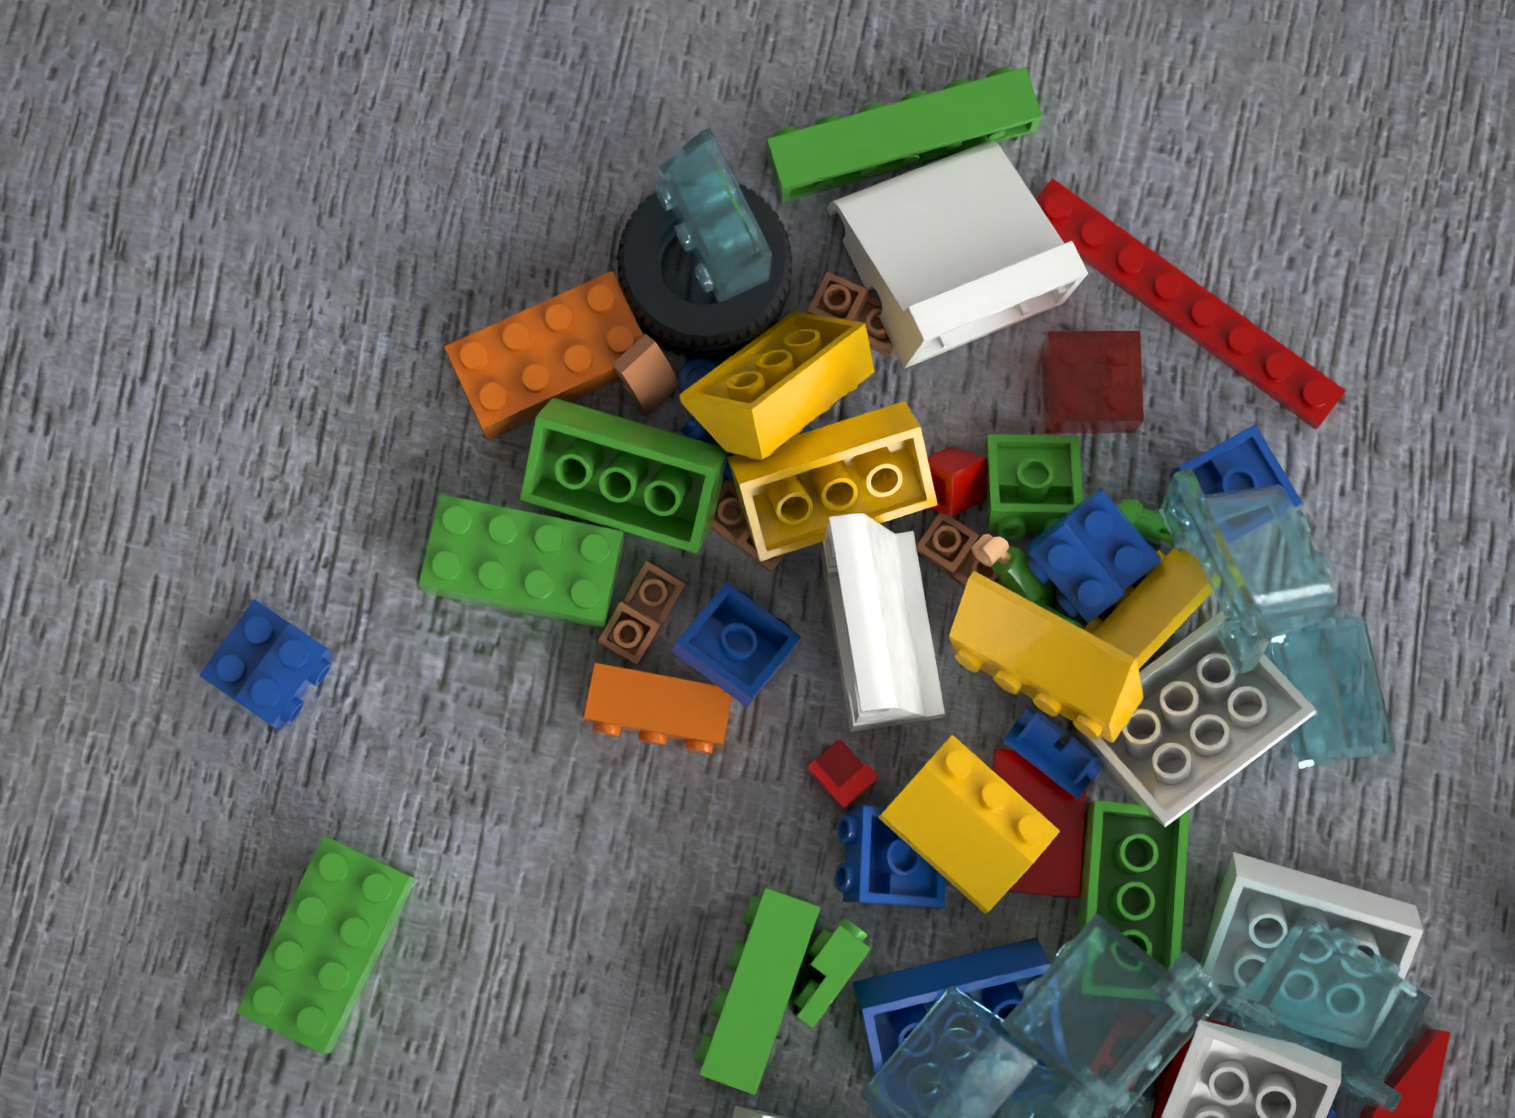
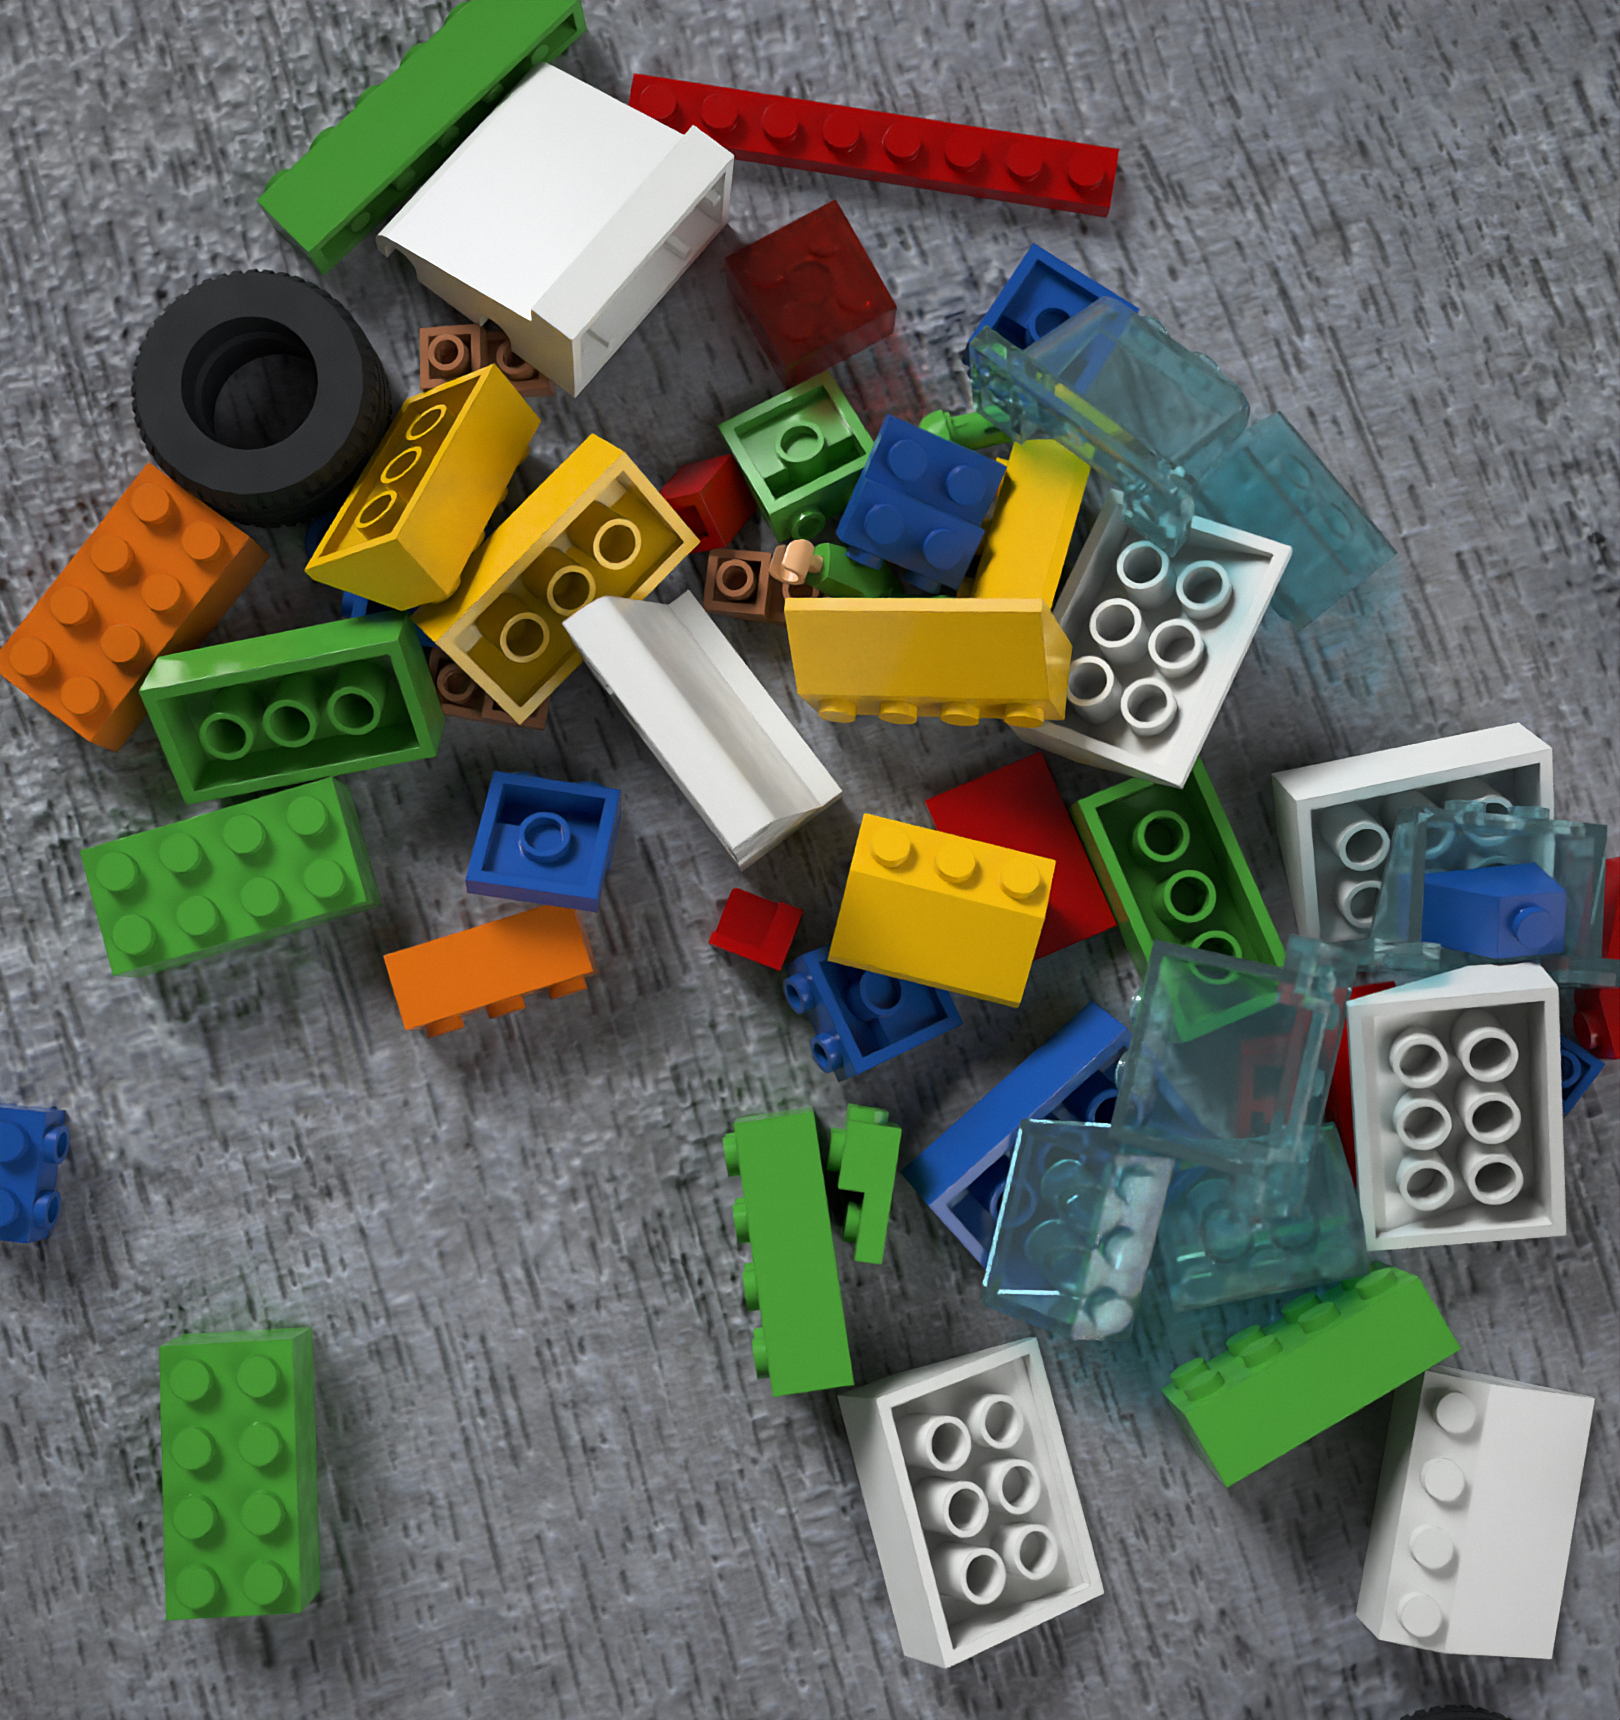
camera: 25 degrees left, 5 degrees up
(642, 612) = (414, 861): nougat slope -> none
(646, 375) = (258, 569): nougat slope -> none
(713, 218) = (226, 322): clear light blue slope -> none
(1037, 741) = (970, 765): blue hinge -> none
(1328, 1015) = (1495, 911): none -> blue slope

